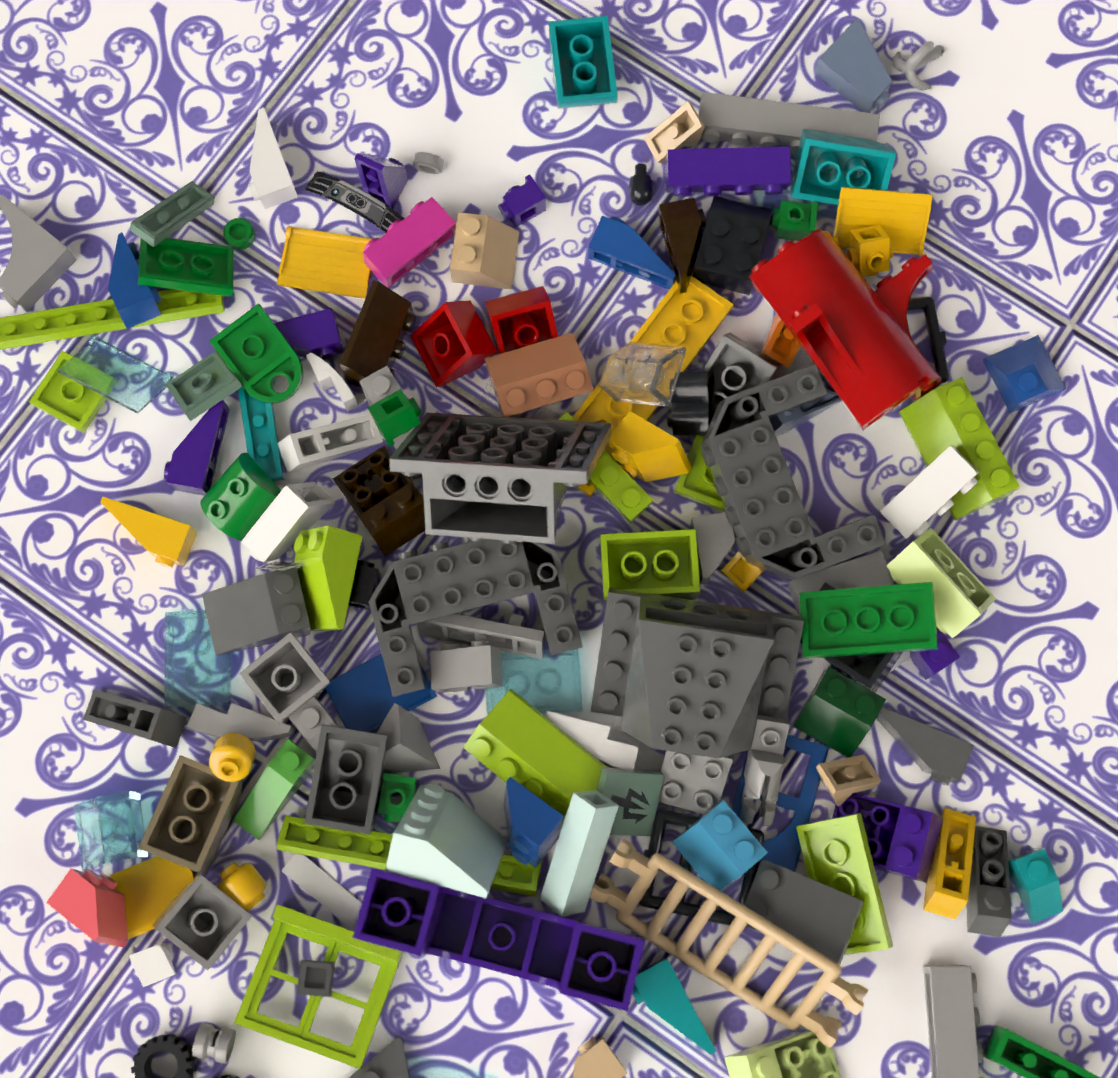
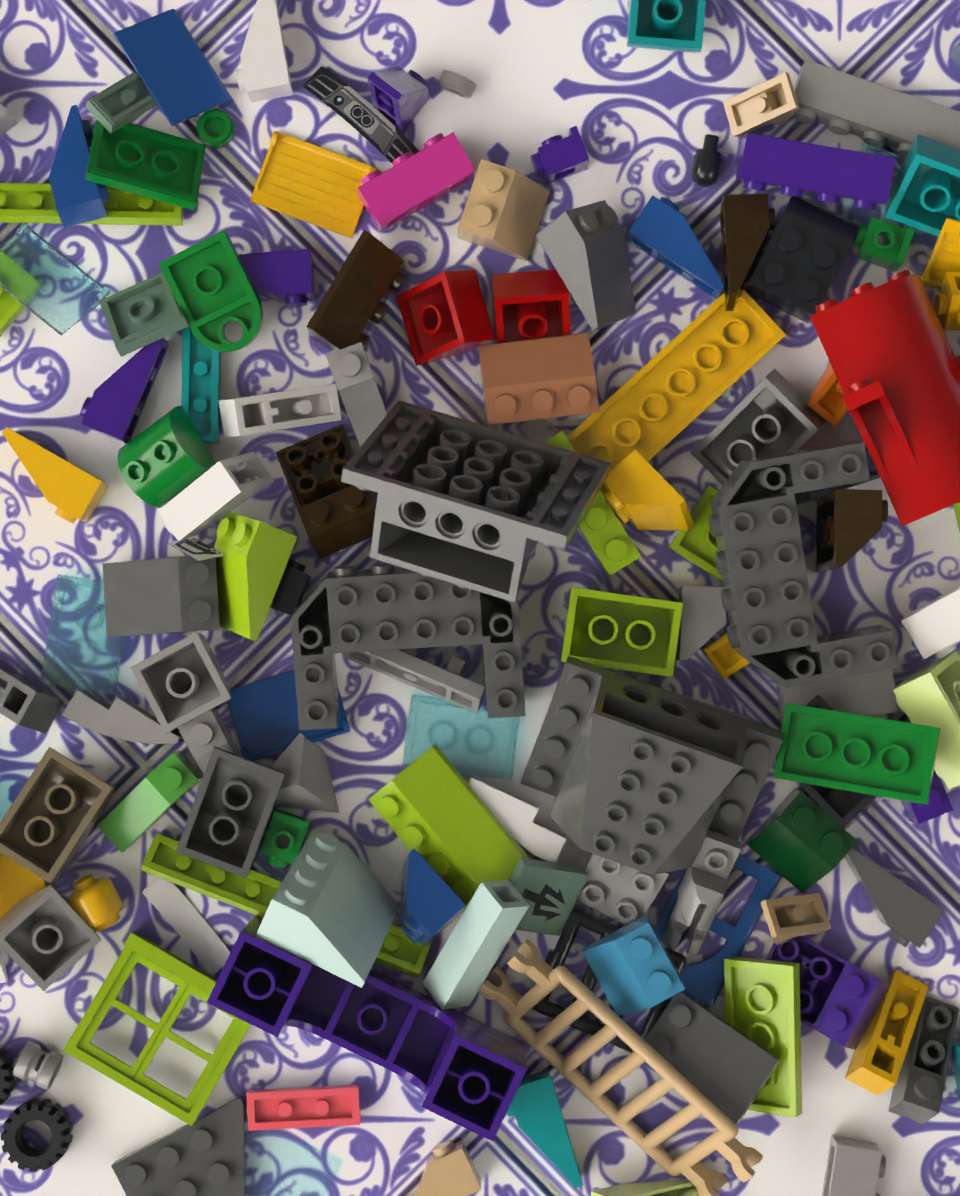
camera: 15 degrees right, 10 degrees up
(196, 191) = (172, 67): none -> blue piece
(232, 757) = (107, 761): yellow head -> none
(316, 978) = (160, 1019): dark grey tile -> none
(329, 377) = (290, 330): white slope -> none
(395, 415) = (360, 405): green brick -> none
(456, 1033) = (303, 1107): none -> coral plate
(461, 668) = (388, 709): light grey piece -> none
(564, 274) = (592, 262): none -> dark grey slope
(643, 373) = (661, 402): clear slope -> none
(692, 403) = (711, 447): black brick -> none
(814, 437) = (845, 524): none -> dark brown slope

